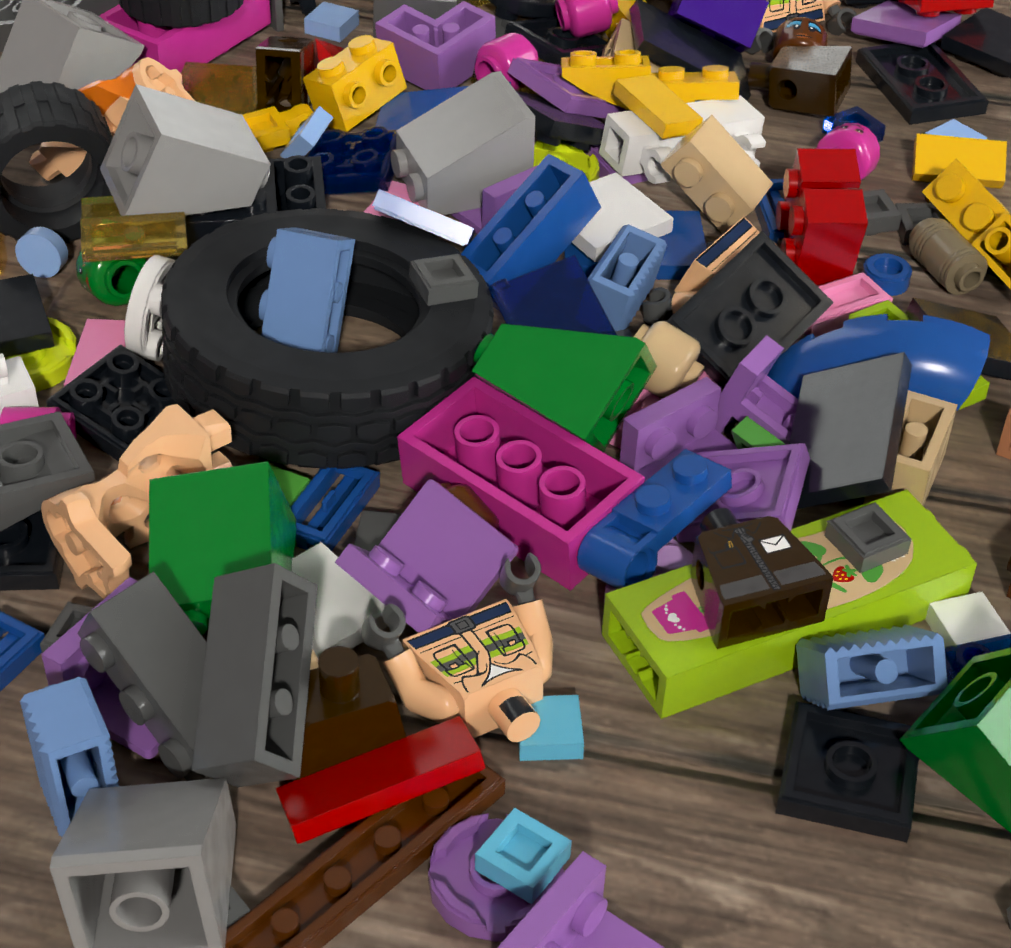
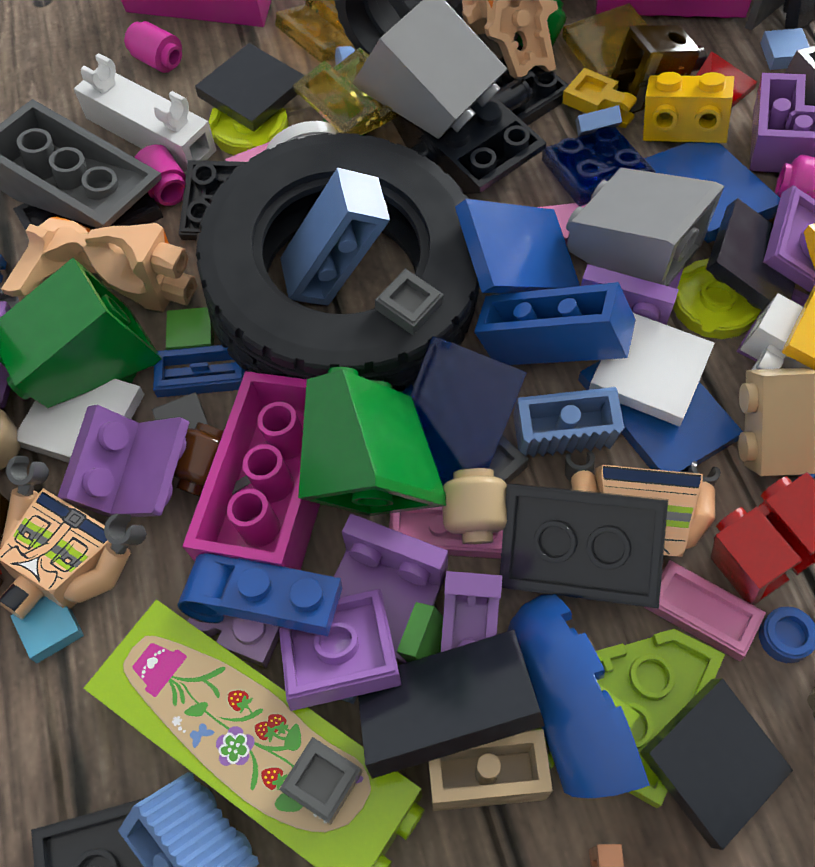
camera: 65 degrees right, 20 degrees up
(755, 579) = (197, 704): dark brown torso -> none

